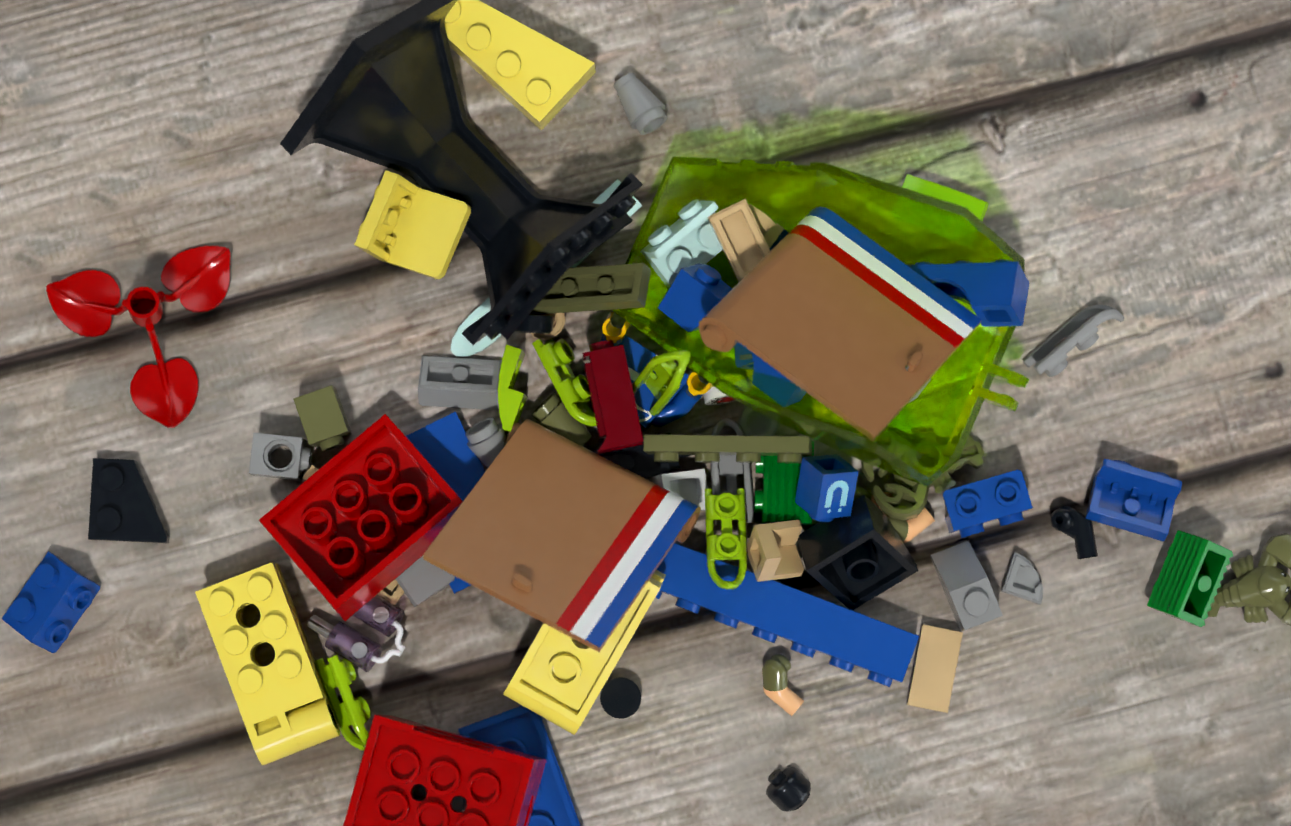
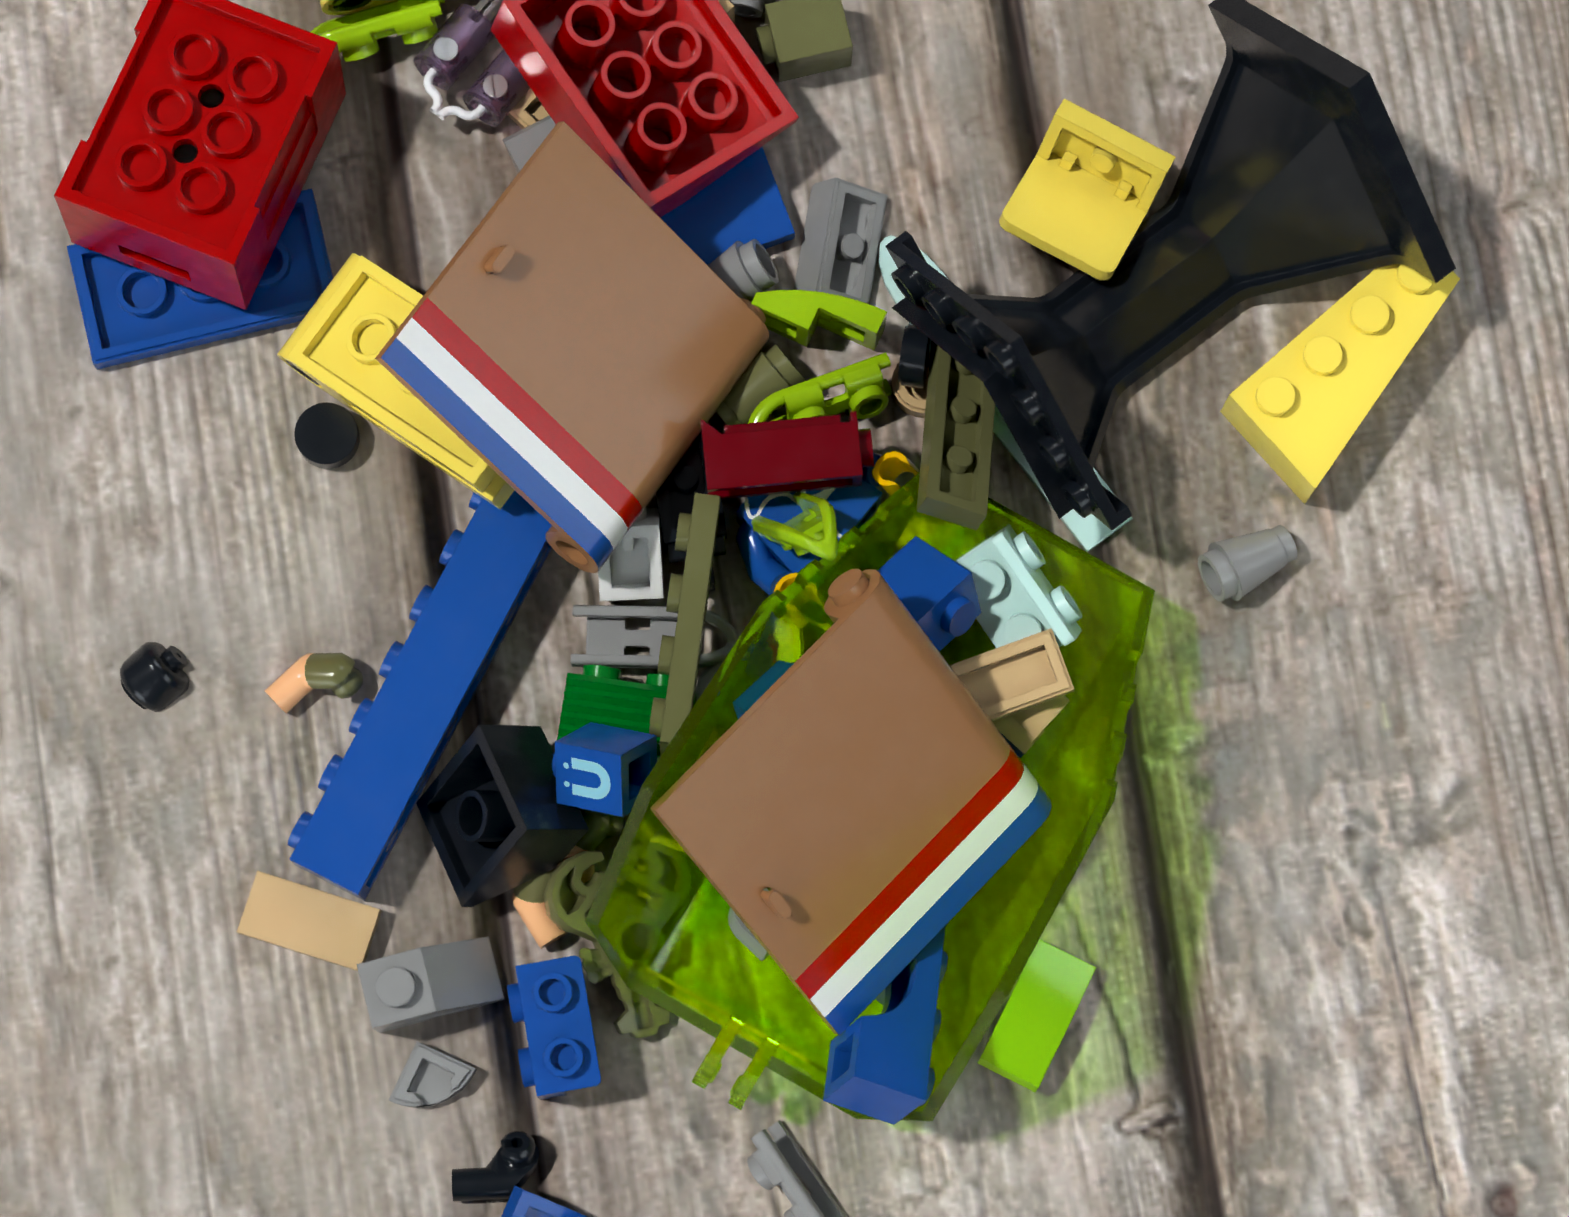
camera: 90 degrees right, 5 degrees down
(727, 545) = (534, 610): lime piece -> none
(774, 550) = (518, 687): tan panel -> none

